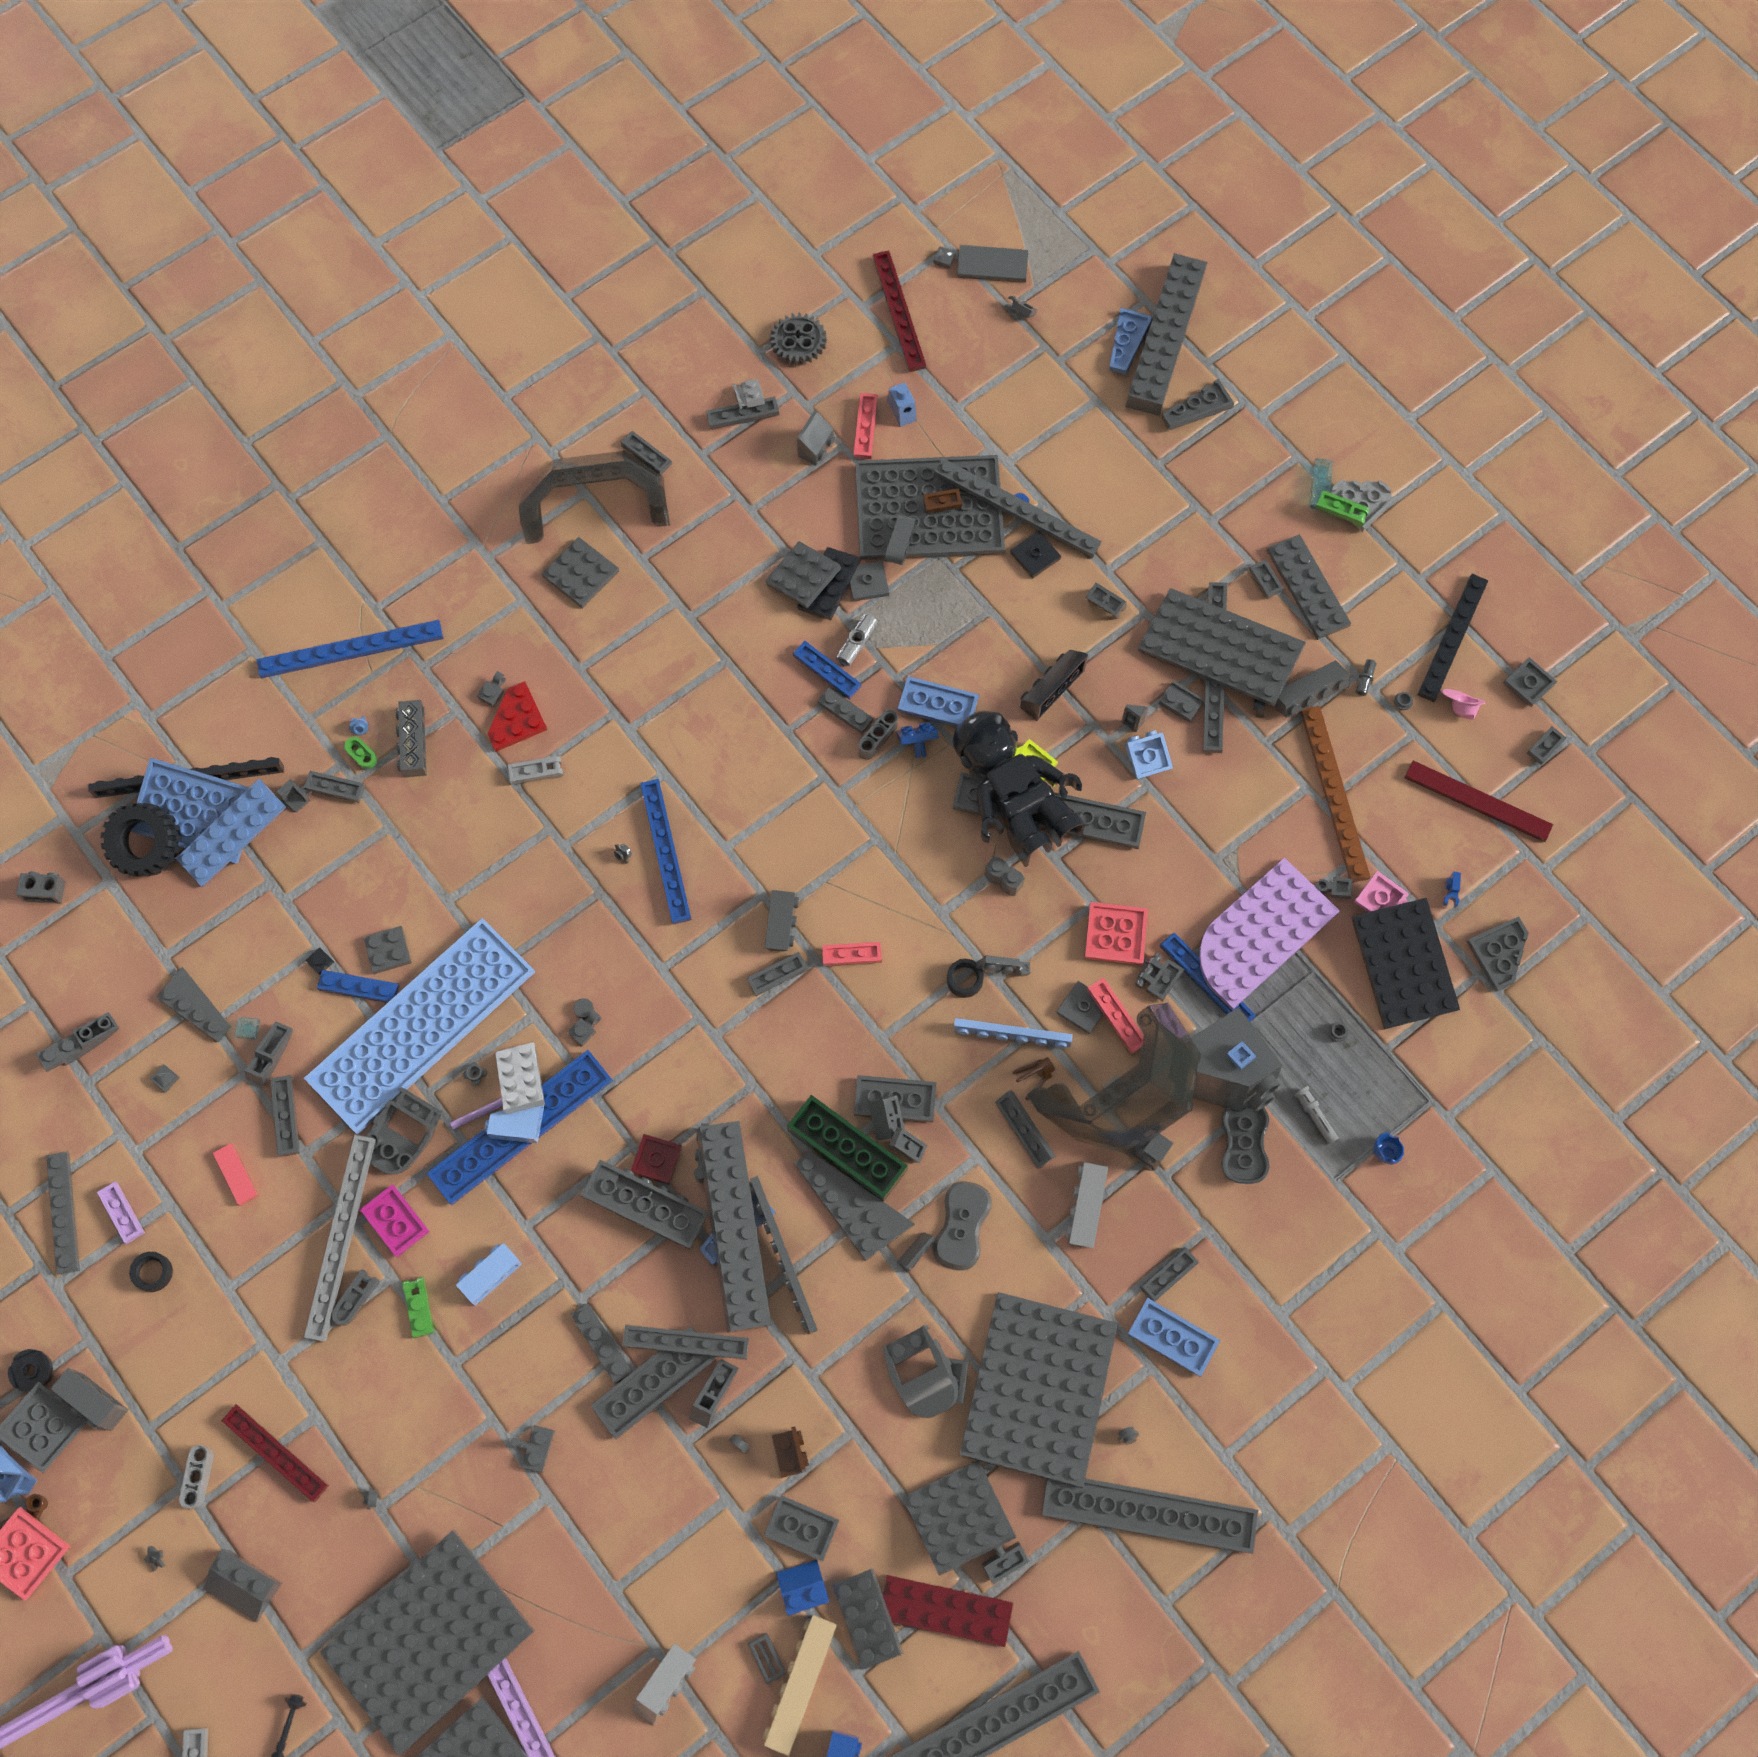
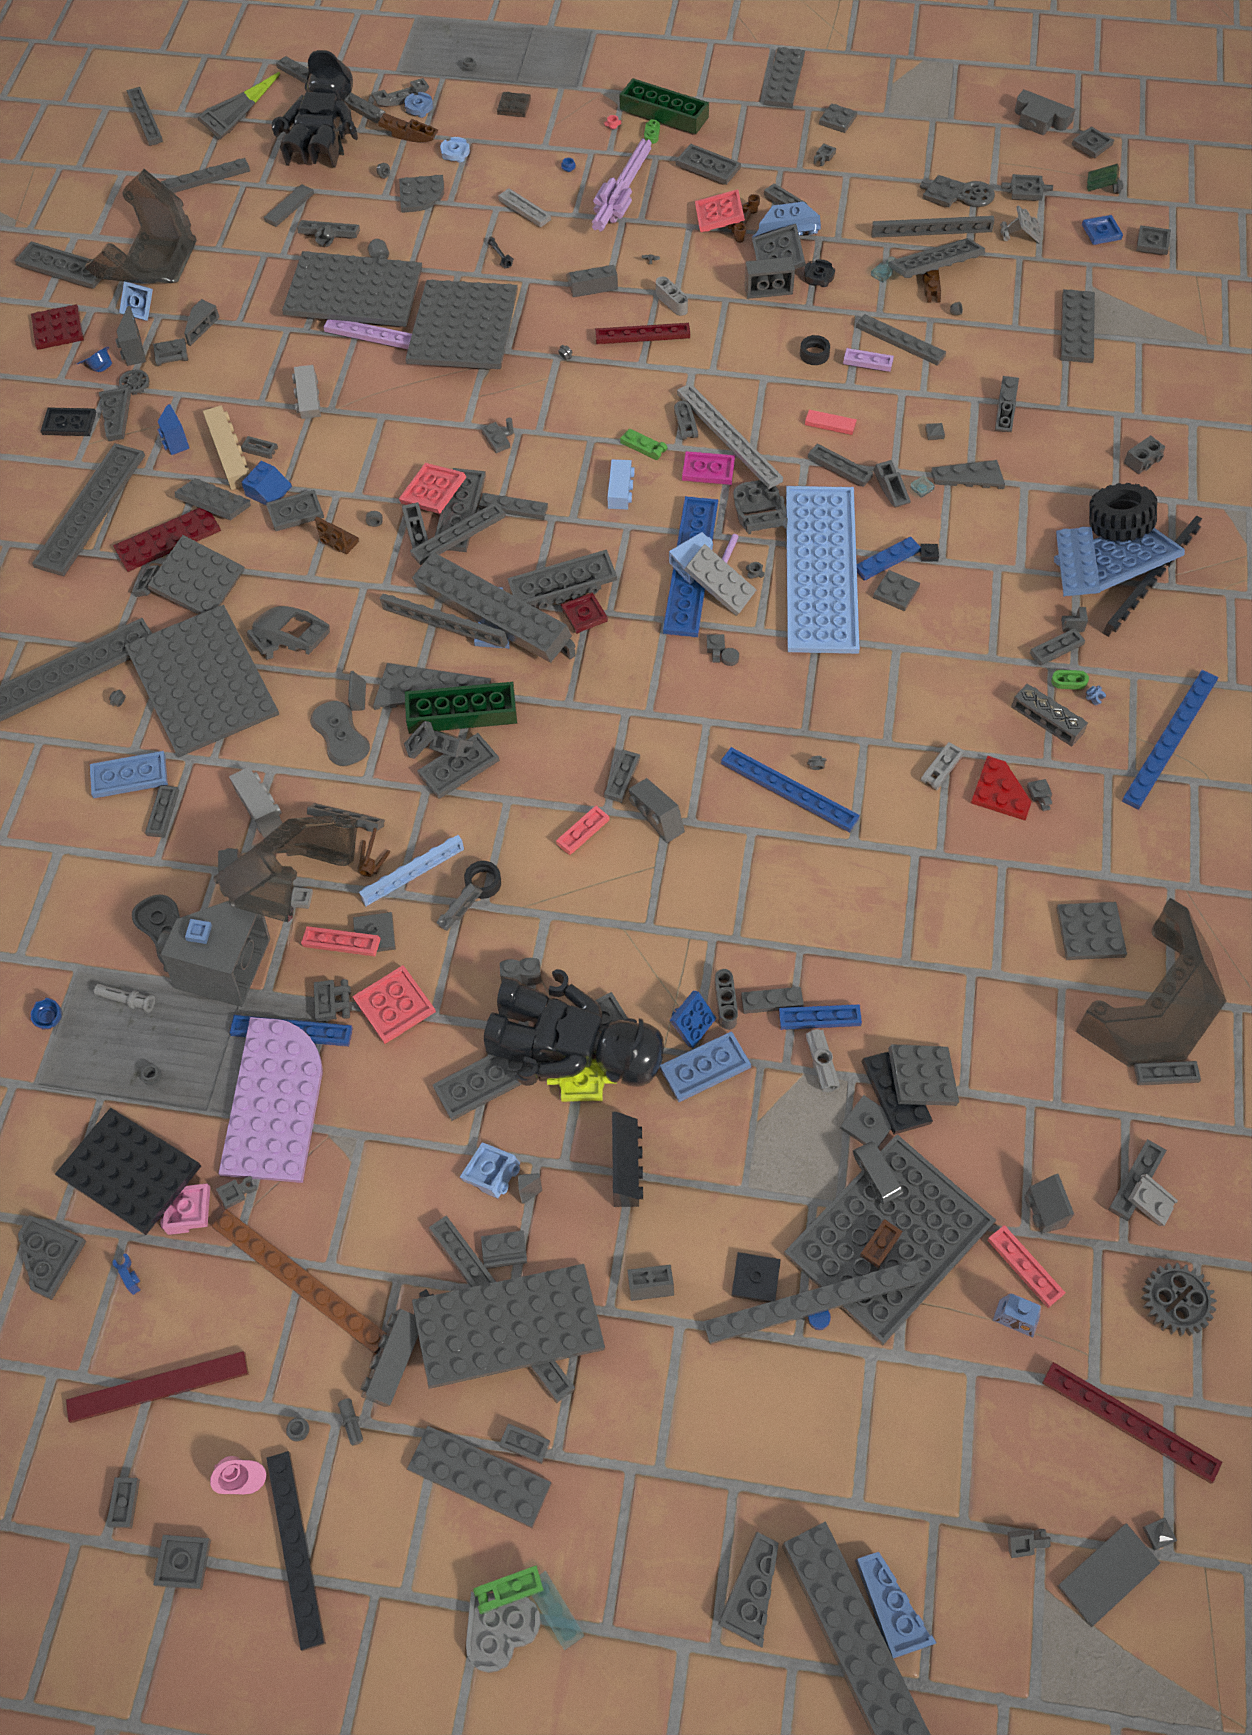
camera: 140 degrees right, 10 degrees down
(657, 1426) = (432, 487): none -> coral plate

